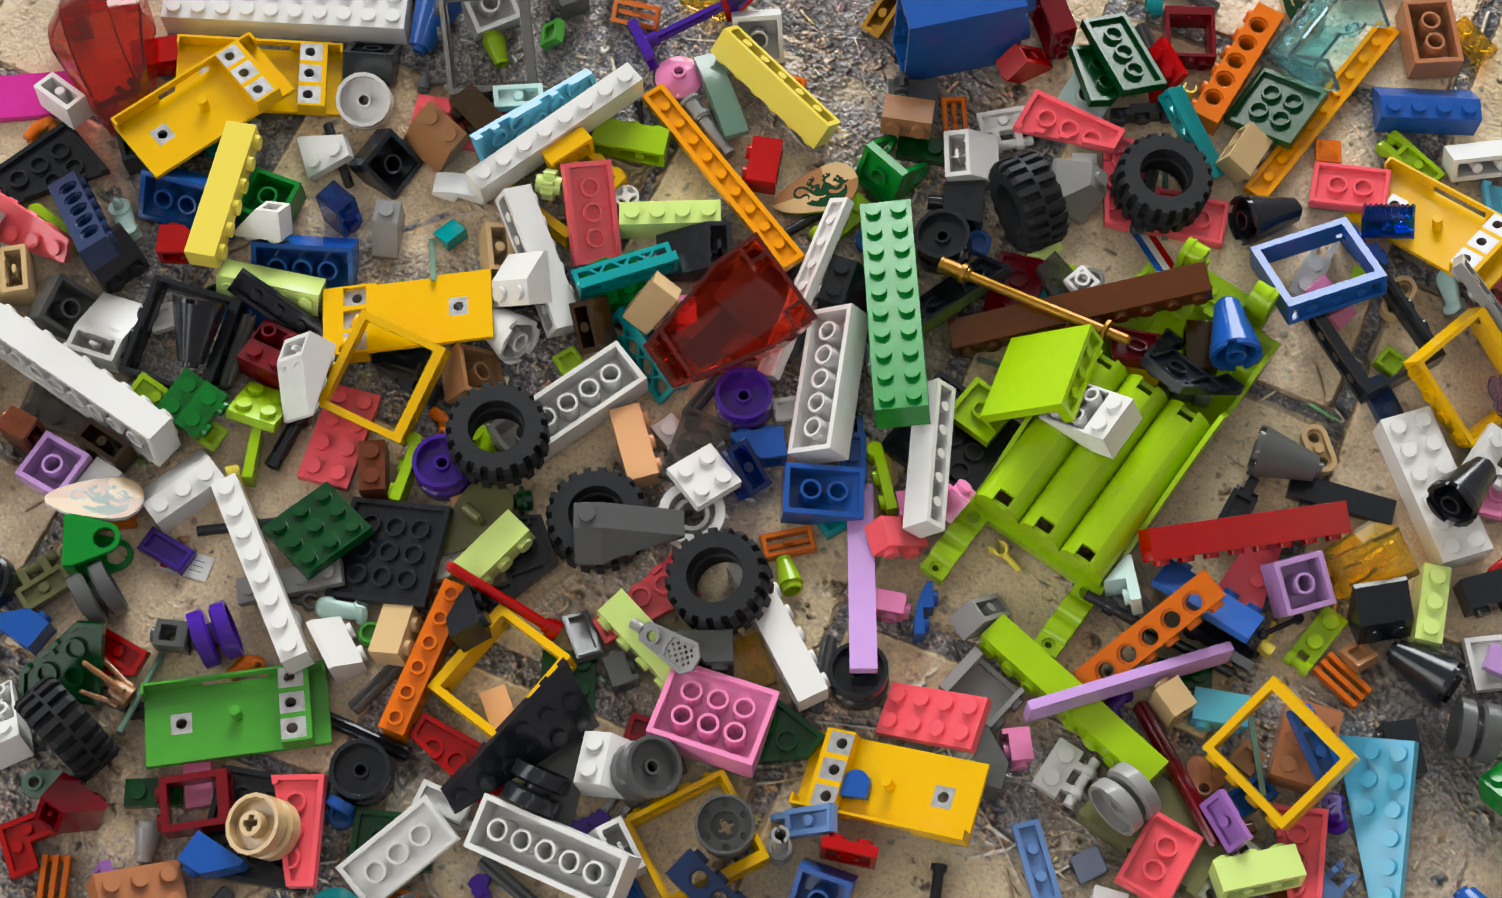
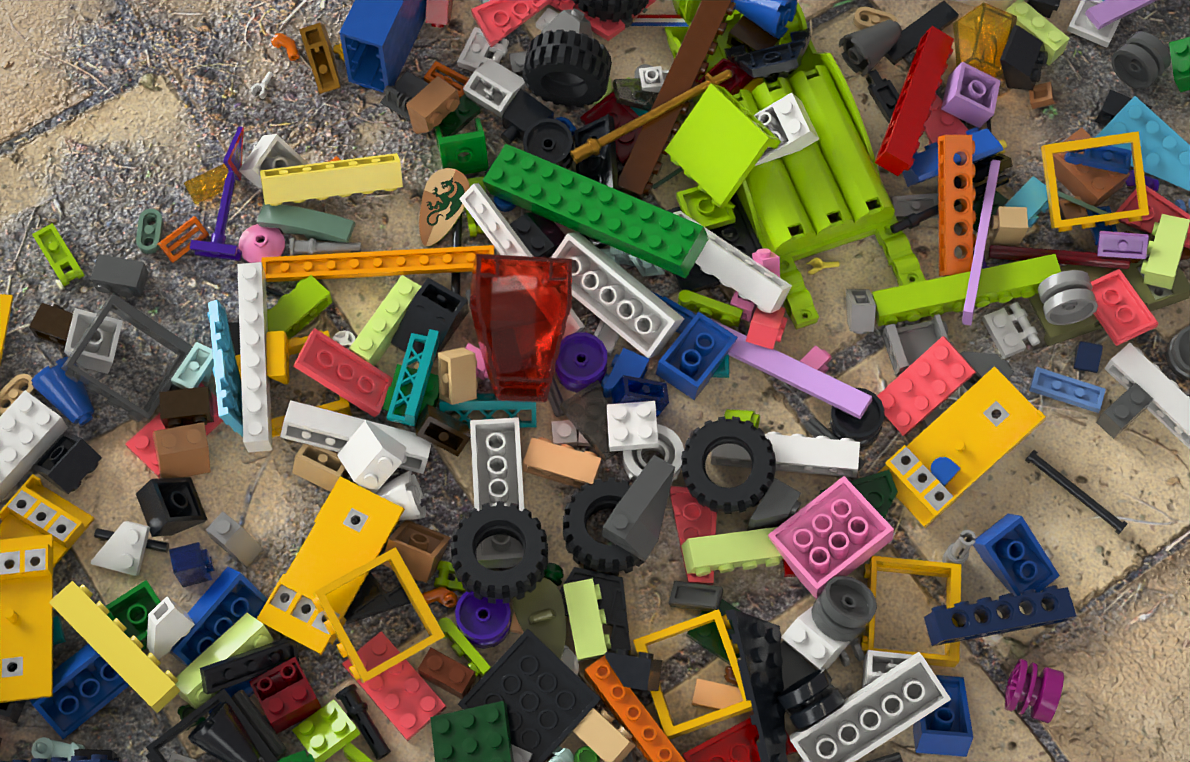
camera: 60 degrees left, 0 degrees up
(171, 243) = (121, 716): red slope -> none
(303, 374) = (333, 677): white slope -> none
(351, 95) = (118, 479): white wheel -> none
(425, 83) = (118, 433): dark grey hand -> none
(432, 260) = (292, 519): sand green piece -> none
(451, 234) = (273, 494): teal slope -> none
(453, 185) = (234, 464): white slope -> none
(495, 46) = (130, 360): lime cone -> none
(548, 626) = (672, 616): red piece -> none
(549, 184) = (296, 388): yellowish green gear -> none
(552, 34) = (153, 308): bright green plate -> none
(567, 360) = (453, 471): lime tile -> none
(587, 824) = (850, 679): dark purple piece -> none
(620, 671) = (742, 585): dark grey brick -> none
(636, 726) = (798, 599): dark red plate -> none
(664, 643) = (753, 533): light grey piece -> none
(729, 809) = (937, 568): dark grey wheel -> none
(754, 660) = (807, 485): clear yellow plate -> none
(763, 164) = (388, 229): red brick -> none
(808, 820) = (950, 521): medium blue hinge -> none
(812, 548) = (699, 420): orange tile -> none
(839, 850) = (989, 506): red plate -> none
(927, 601) = (825, 339): blue slope -> none
(1017, 747) = (976, 342): bright pink brick -> none
(1124, 581) = (902, 195): light aqua slope -> none
(1204, 776) = (1070, 241): nougat plate -> none
(1315, 640) = (1013, 116): lime plate -> none
(1348, 673) = (1049, 113): orange tile -> none
(1427, 670) = (1080, 60): black cone -> none

